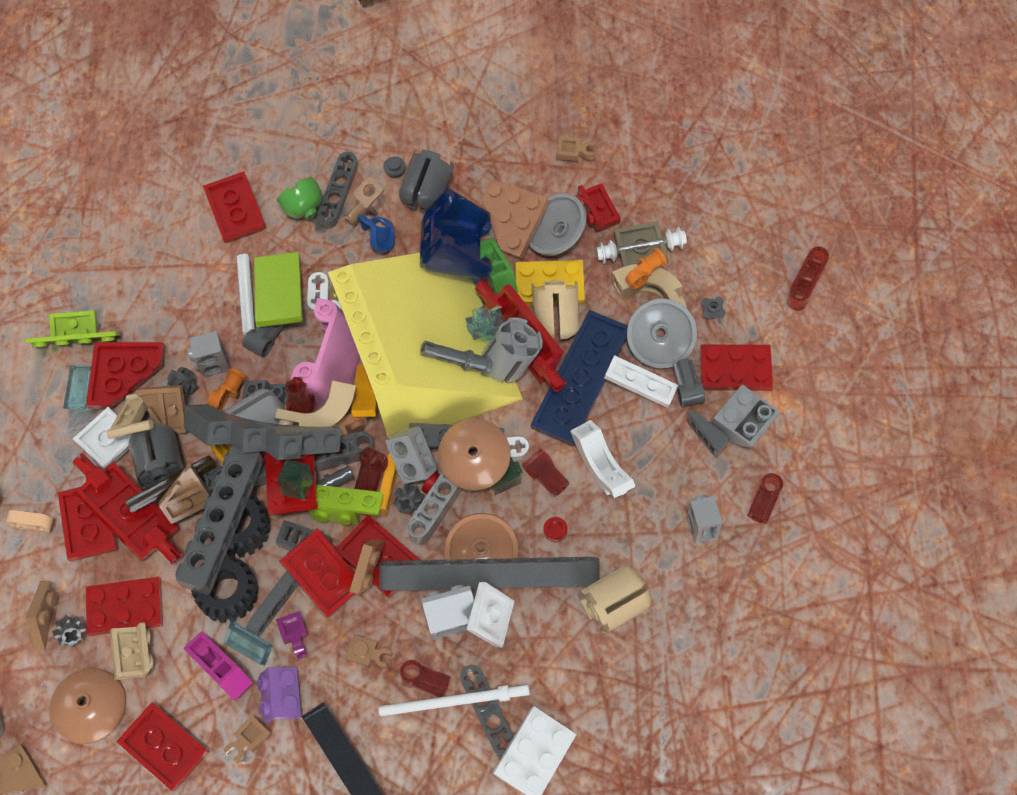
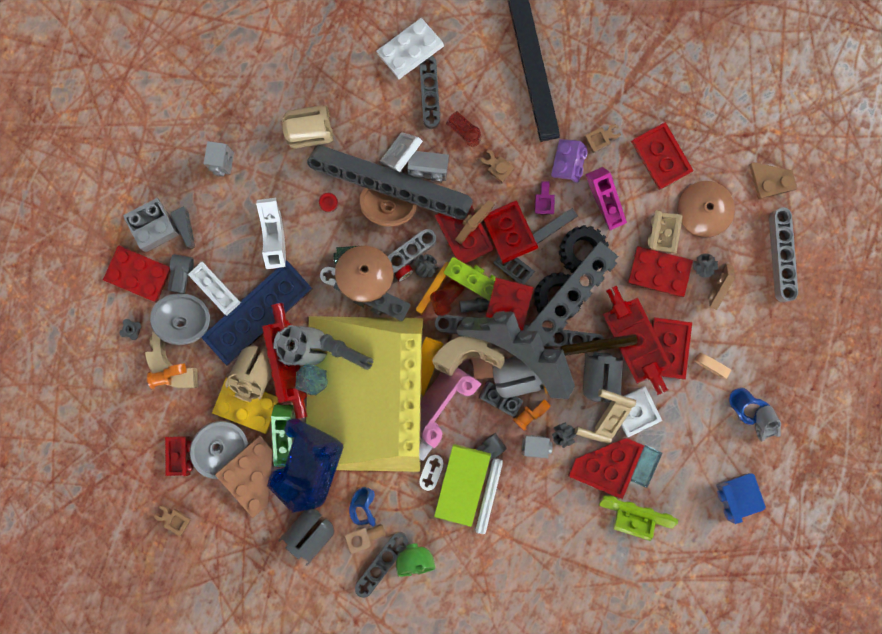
camera: 160 degrees left, 20 degrees up
(165, 405) = (583, 415): medium nougat wing -> none
(184, 496) = (590, 328): medium nougat wing -> none
(234, 207) = (472, 582): red plate -> none
(247, 643) = (580, 205): clear light blue tile -> none
(295, 479) = (505, 297): clear green brick -> none
(298, 396) = (479, 370): clear red piece -> none
(394, 167) = (327, 566): dark grey plate -> none
(411, 455) = (411, 292): light grey brick -> none
(503, 693) = (414, 93): white bar -> none
(542, 468) = (317, 249): clear red piece -> none
(639, 242) = (160, 406): dark tan plate -> none
(765, 499) = (168, 158): clear red piece -> none
(807, 287) = (36, 323): clear red beam -> none

